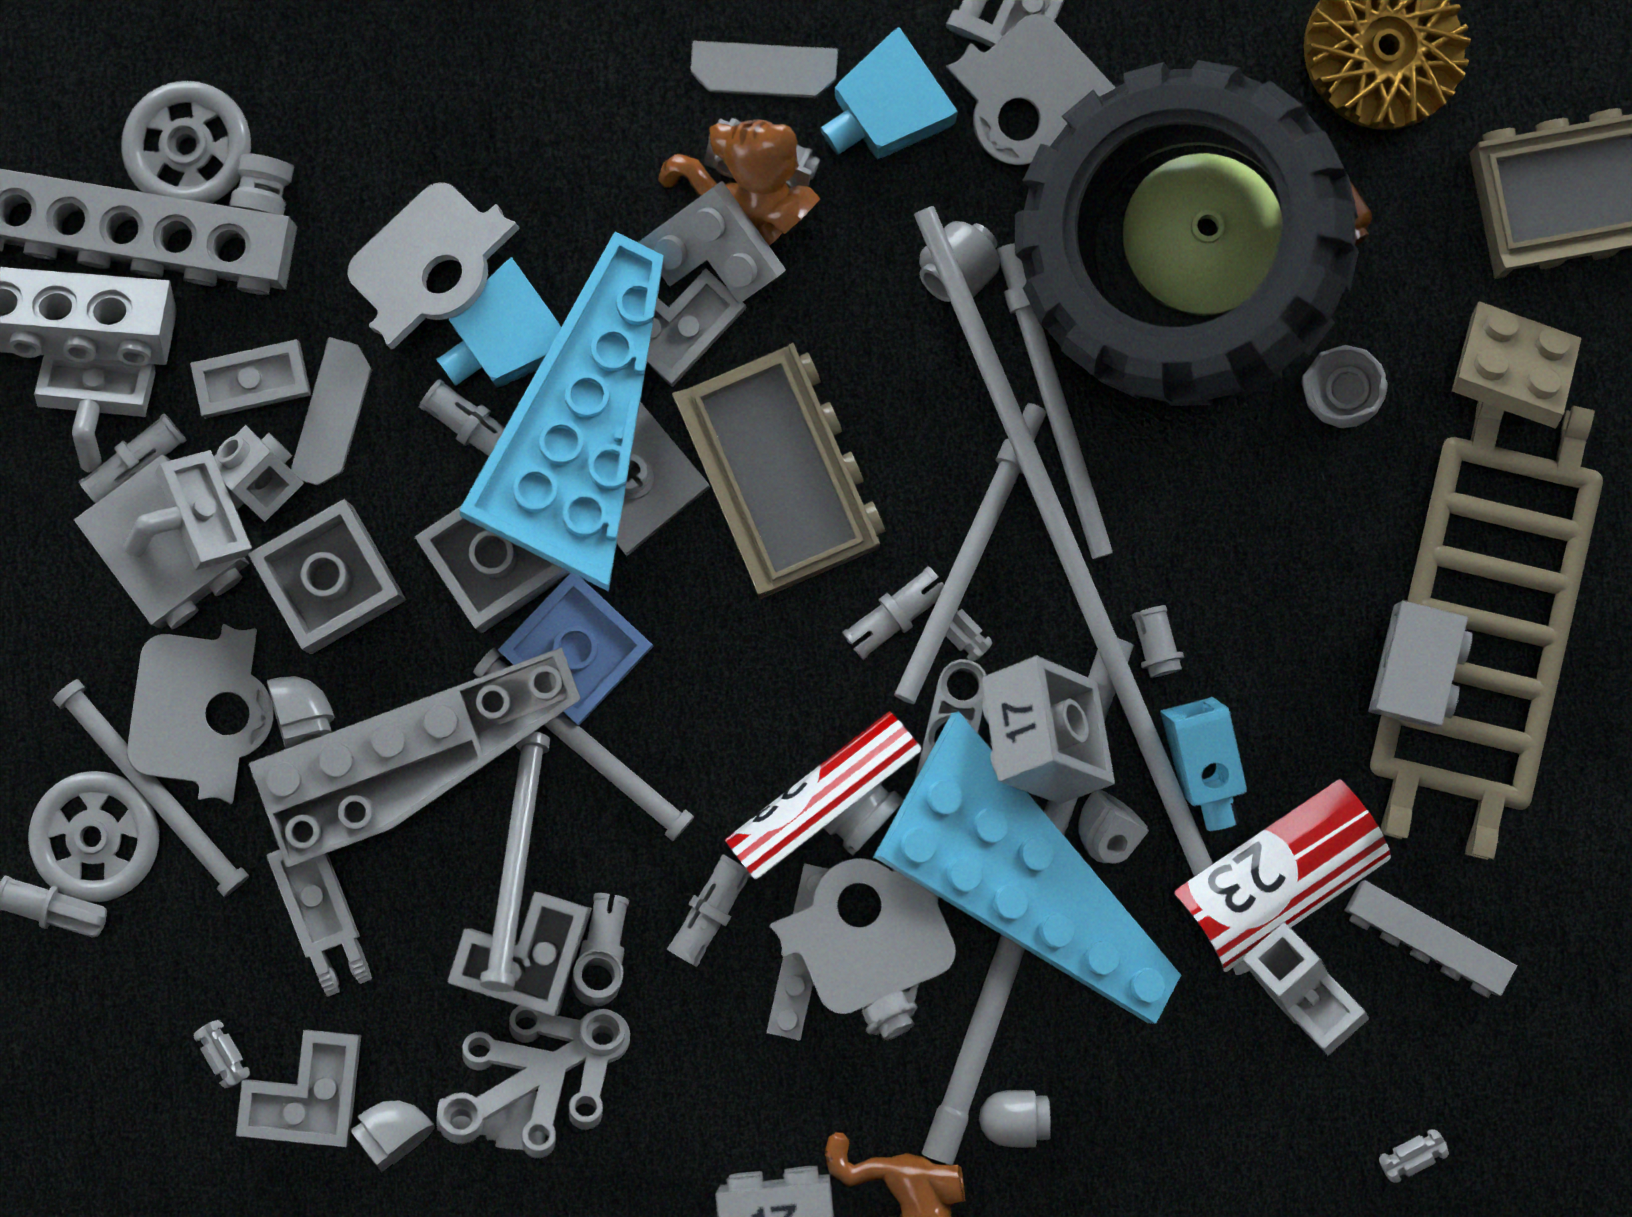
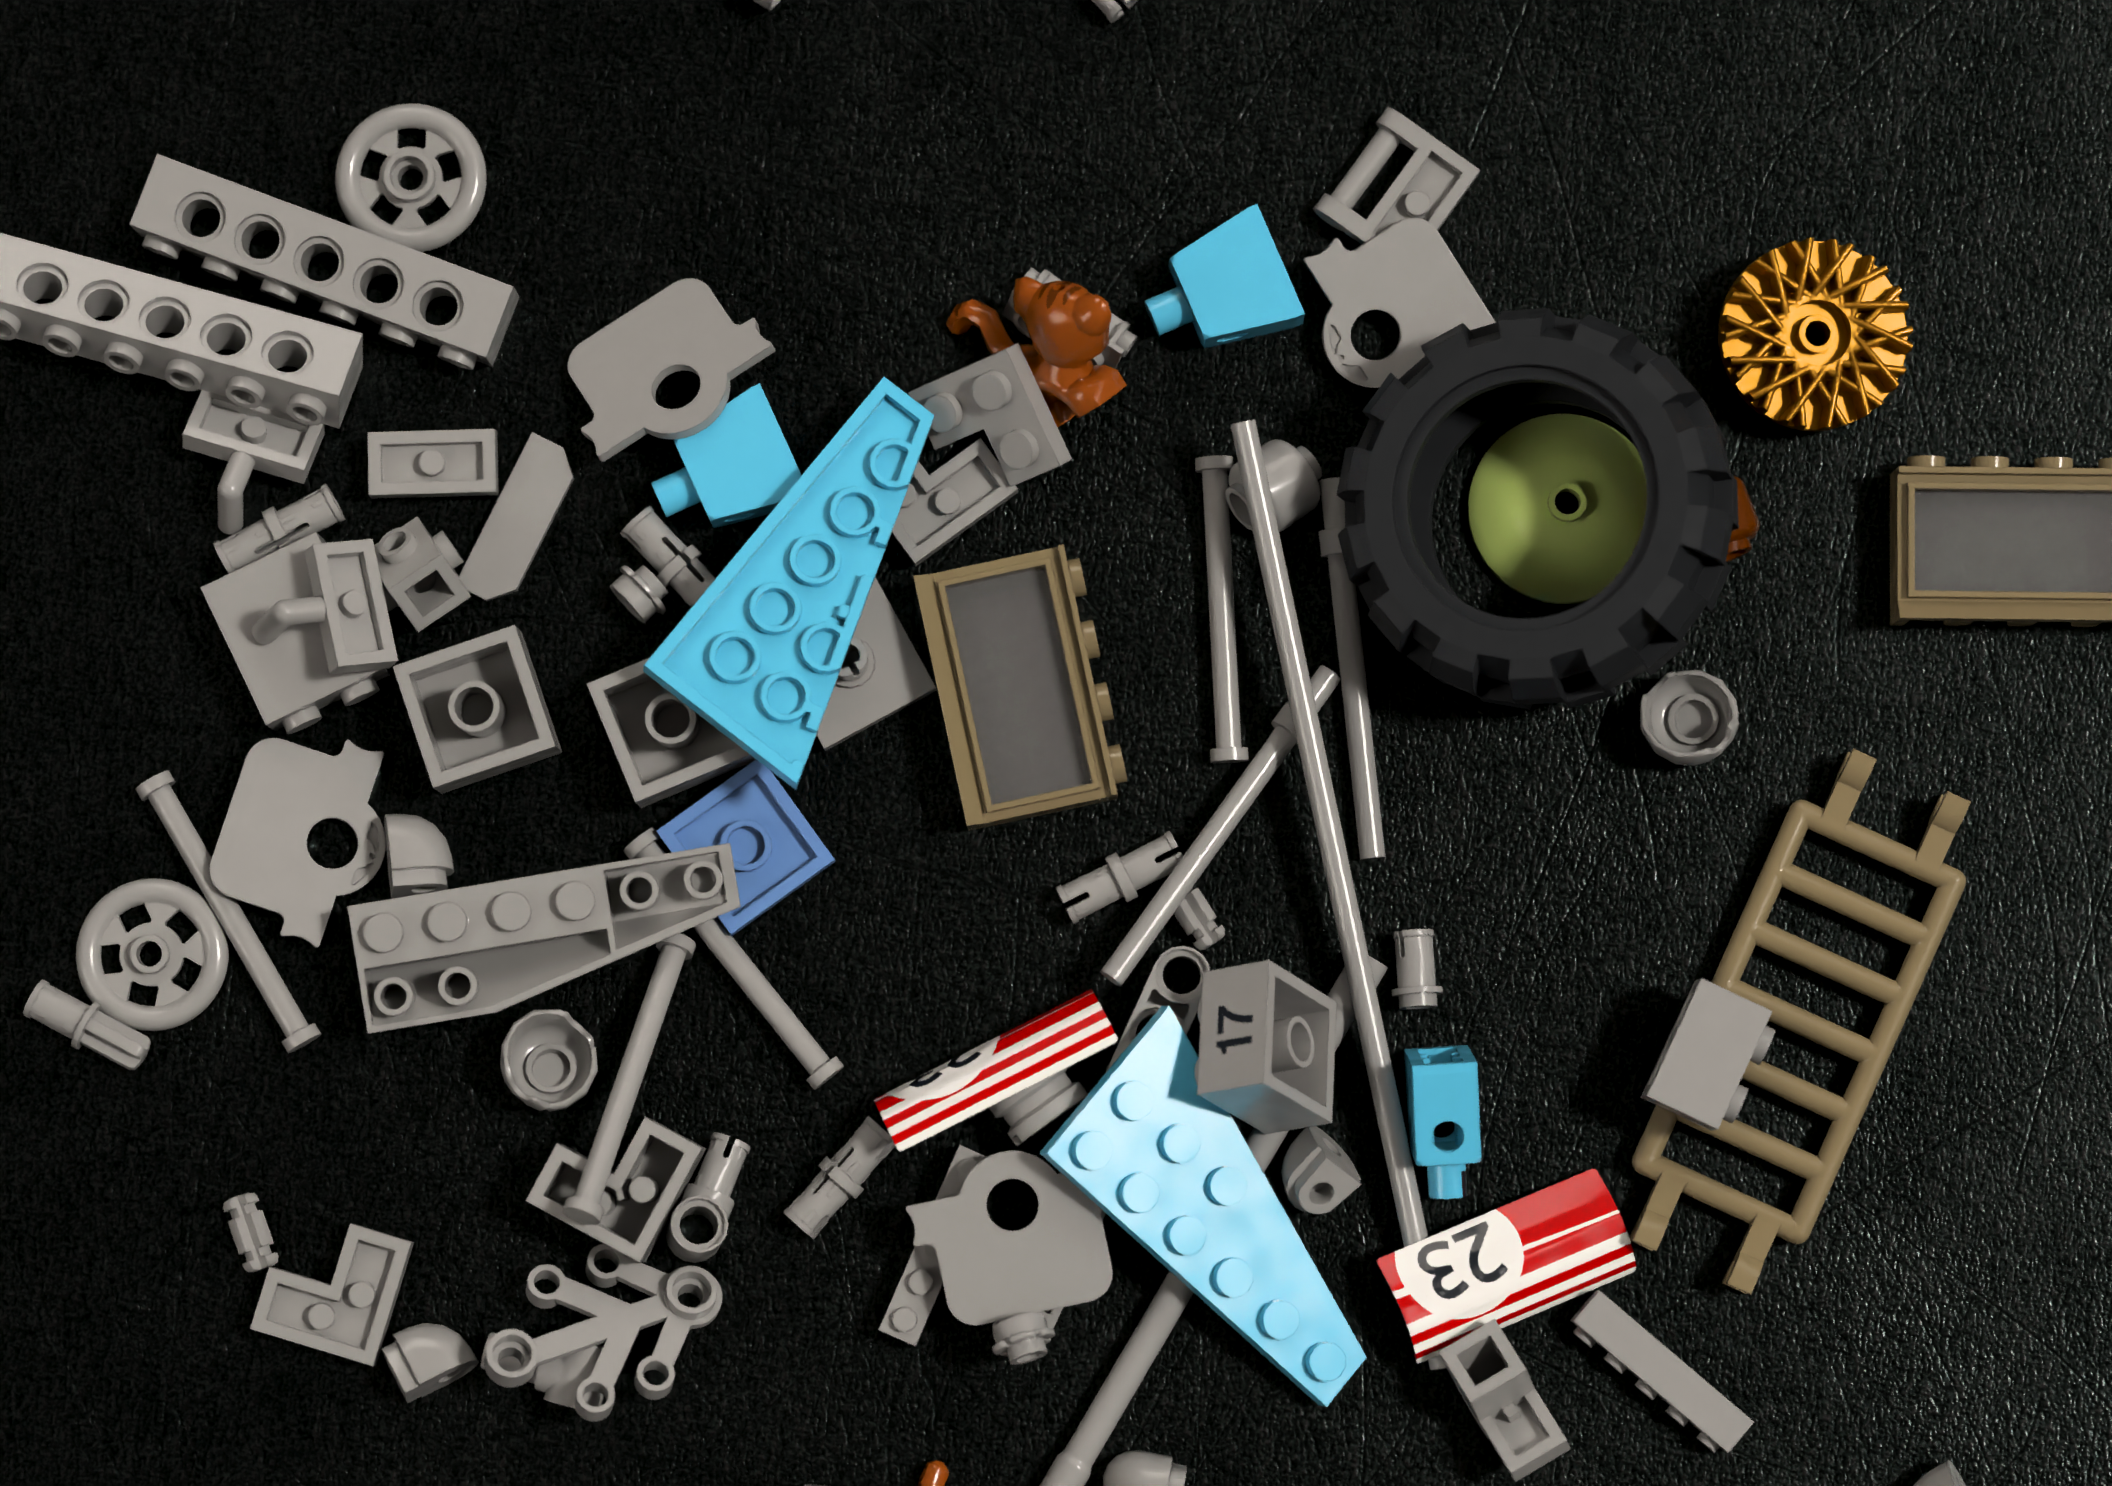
camera: 10 degrees right, 0 degrees up
(261, 184) = (494, 231): light grey wheel -> none
(320, 916) = (393, 1096): light grey hinge -> none
(444, 859) = (548, 1060): none -> light grey hair
(445, 453) = (640, 592): none -> light grey plate
(763, 69) = (1093, 218): light grey piece -> none
(935, 373) = (1221, 610): none -> light grey bar
(1517, 364) = (1892, 731): dark tan plate -> none

